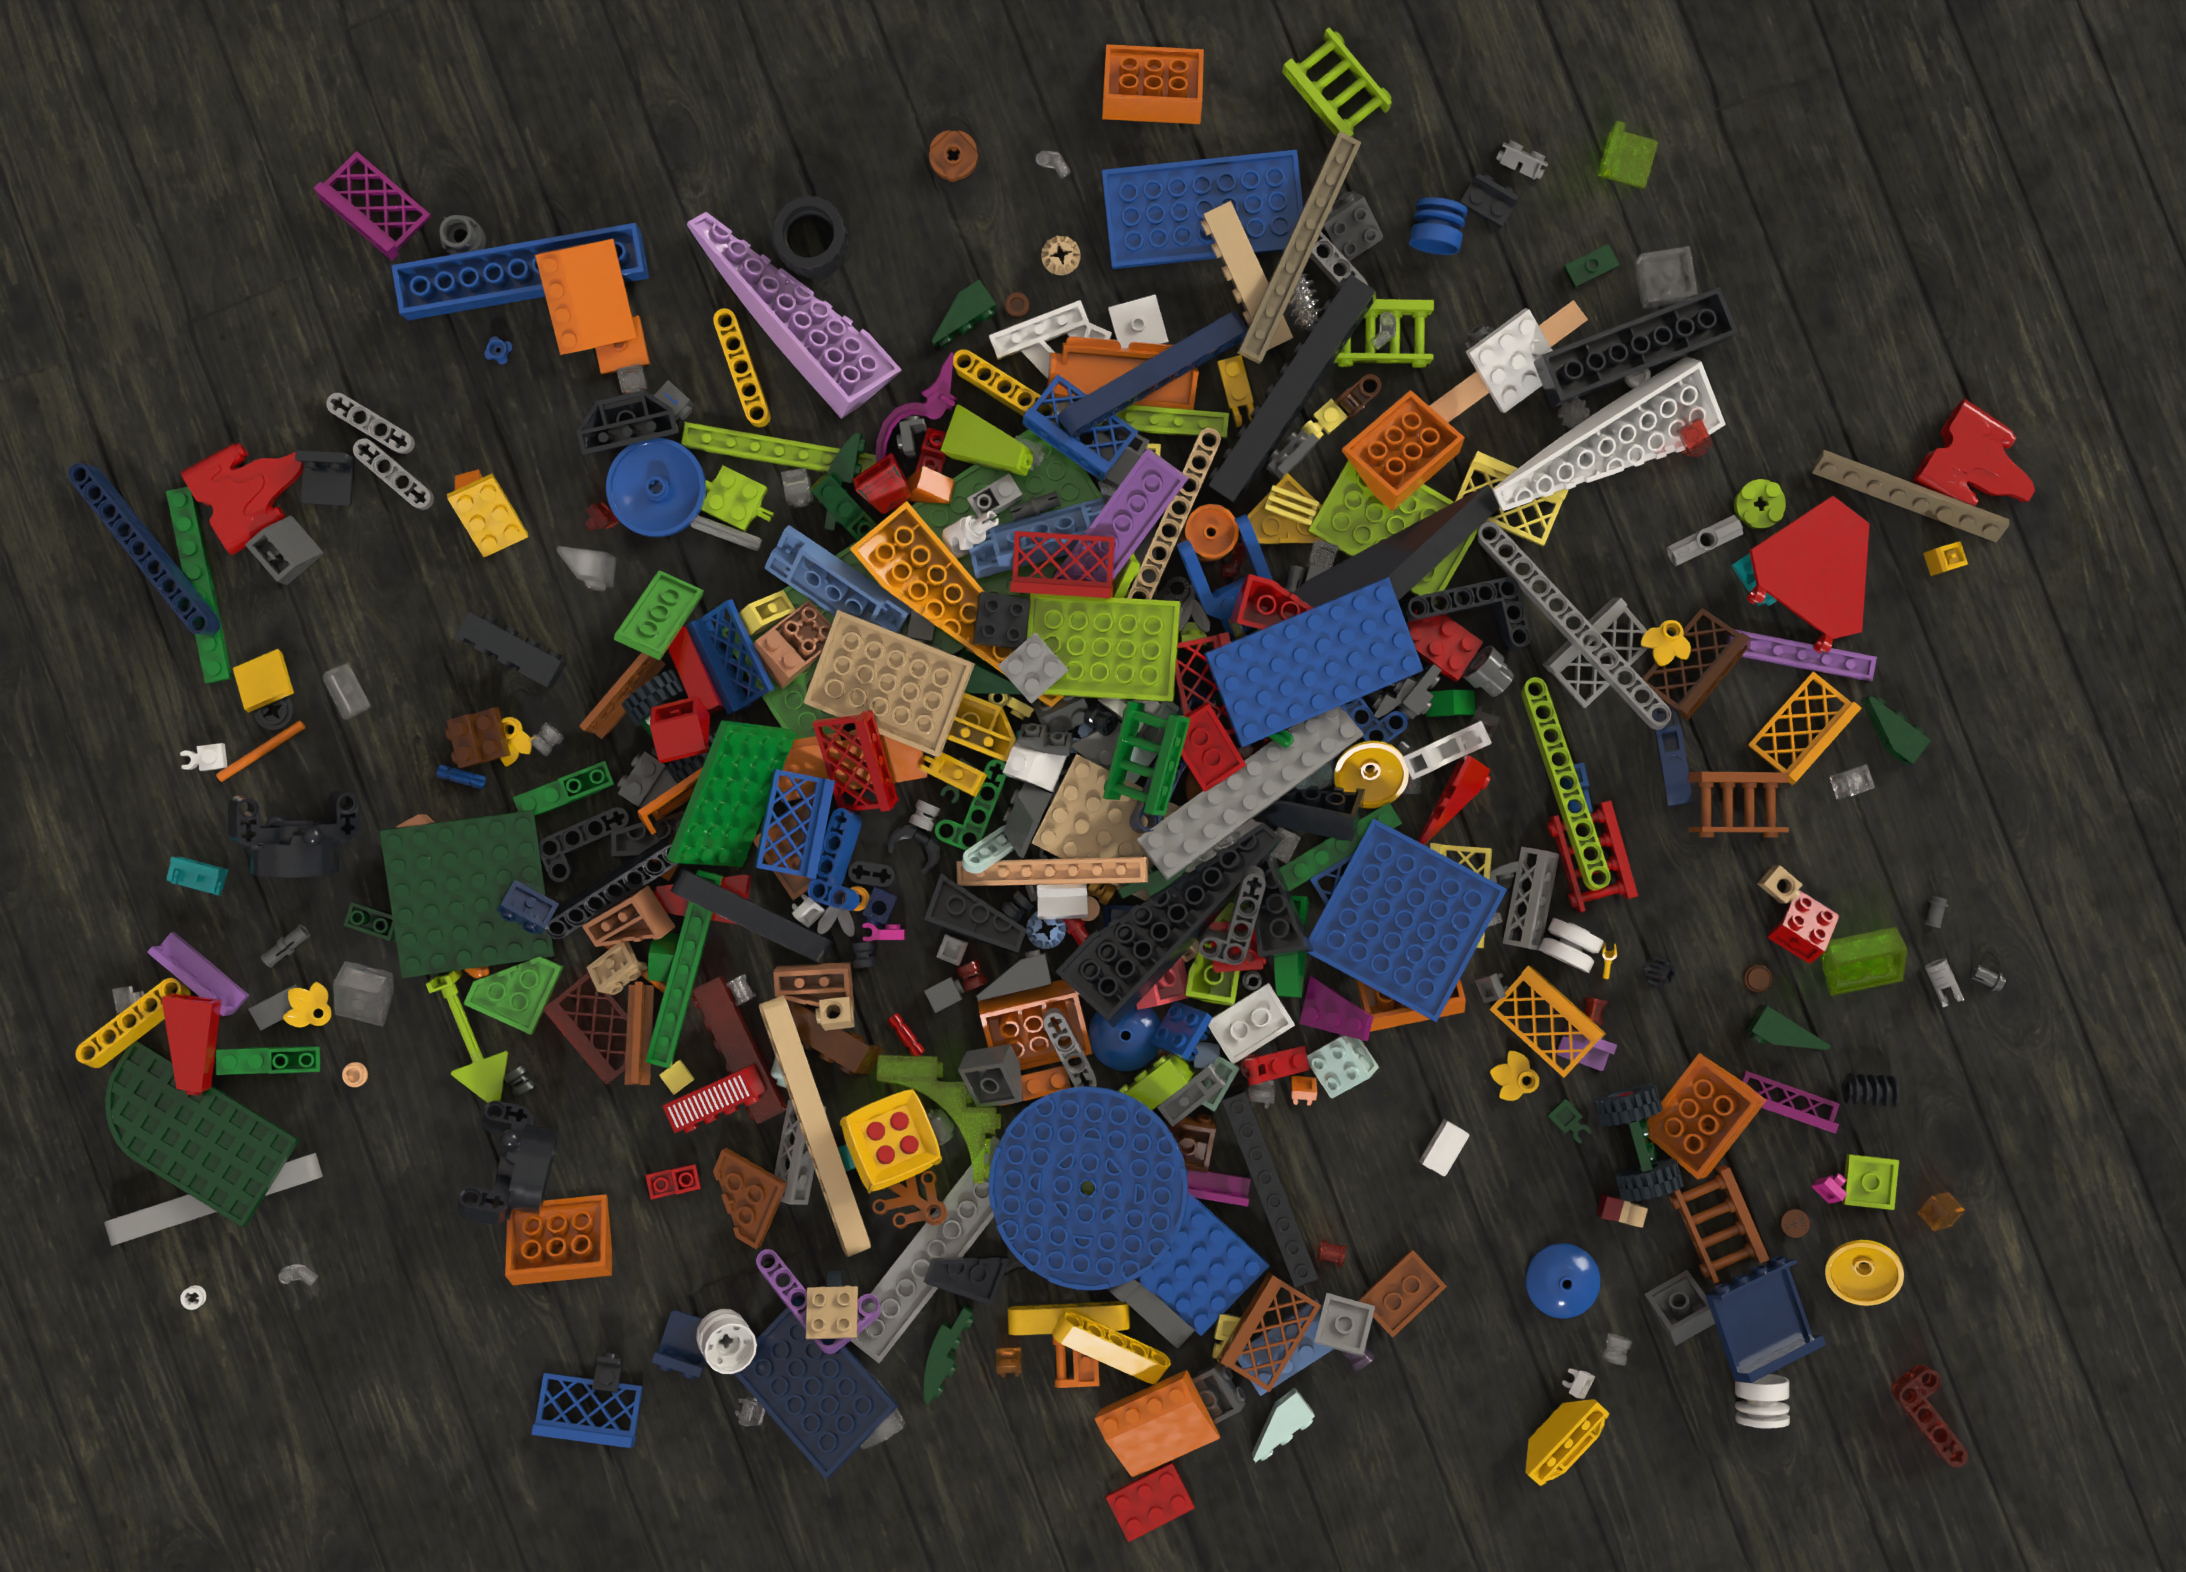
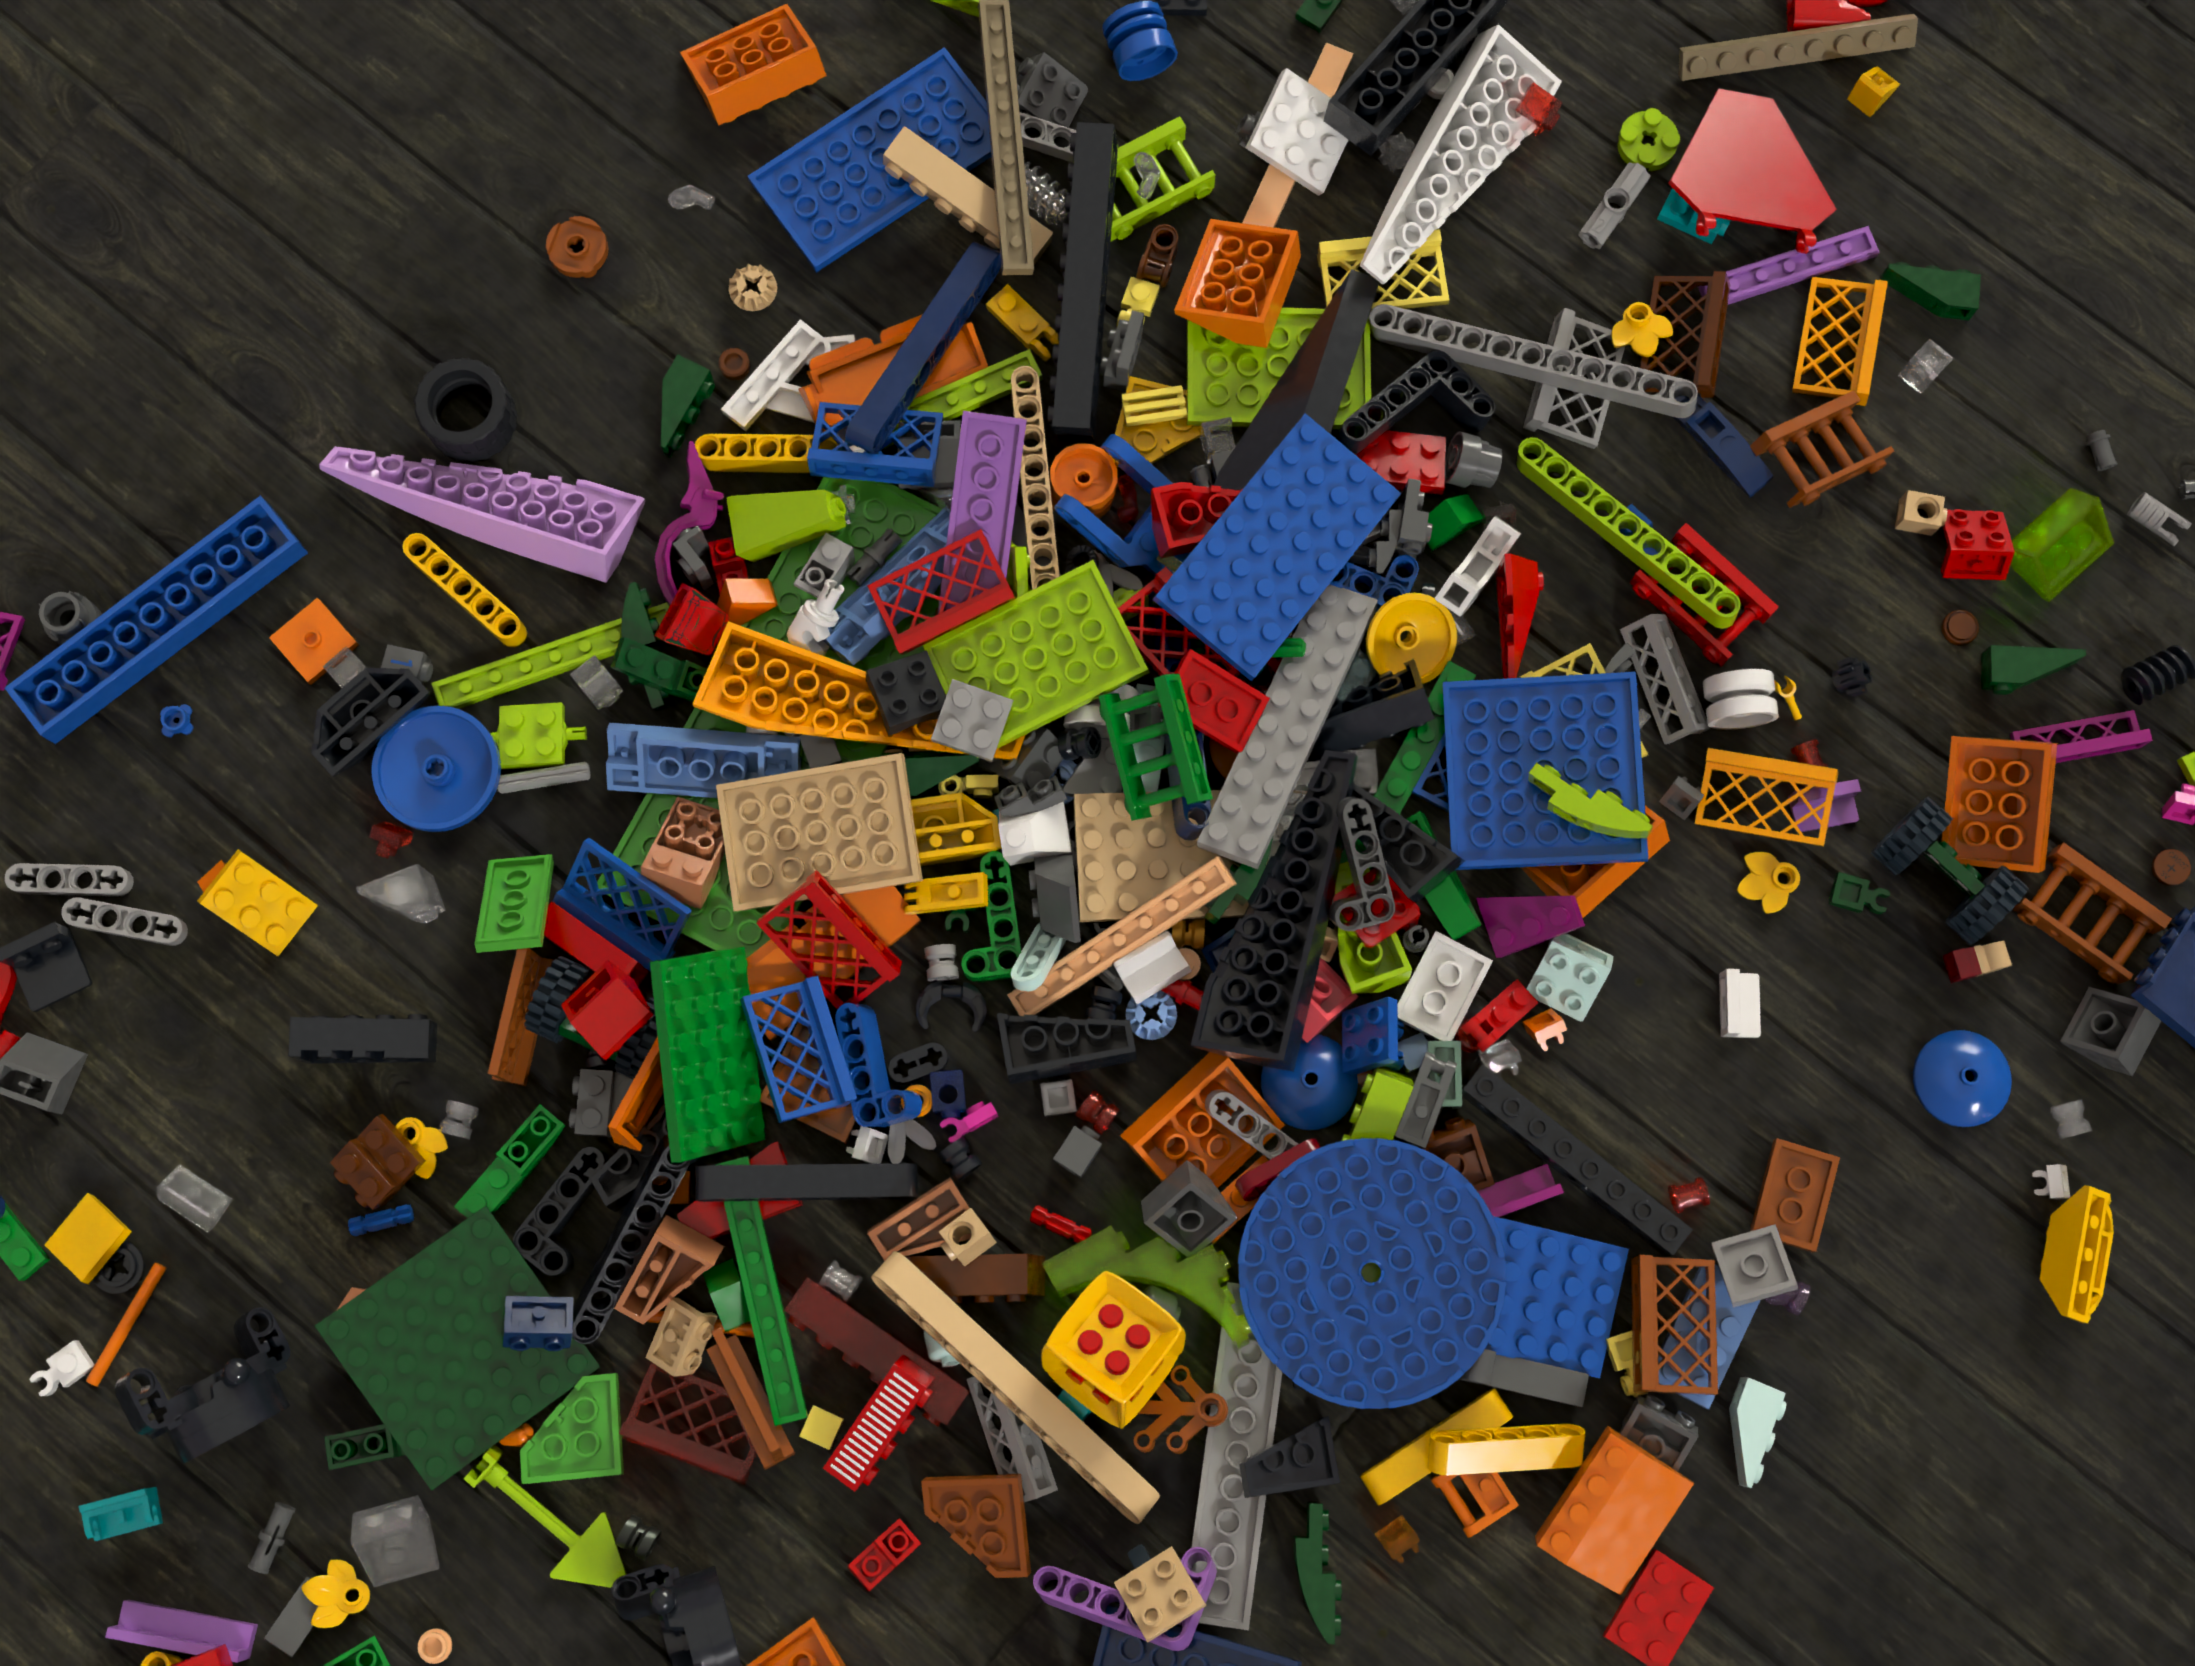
camera: 30 degrees left, 10 degrees down
(586, 296) = (245, 600): orange slope -> none
(766, 612) = (635, 834): light yellow slope -> none
(1025, 974) = (1158, 1072): dark grey slope -> none
(1052, 1083) = (1257, 1180): none -> dark red beam
(1138, 322) = (875, 309): white plate -> none
(1421, 974) = (1599, 814): none -> lime slope

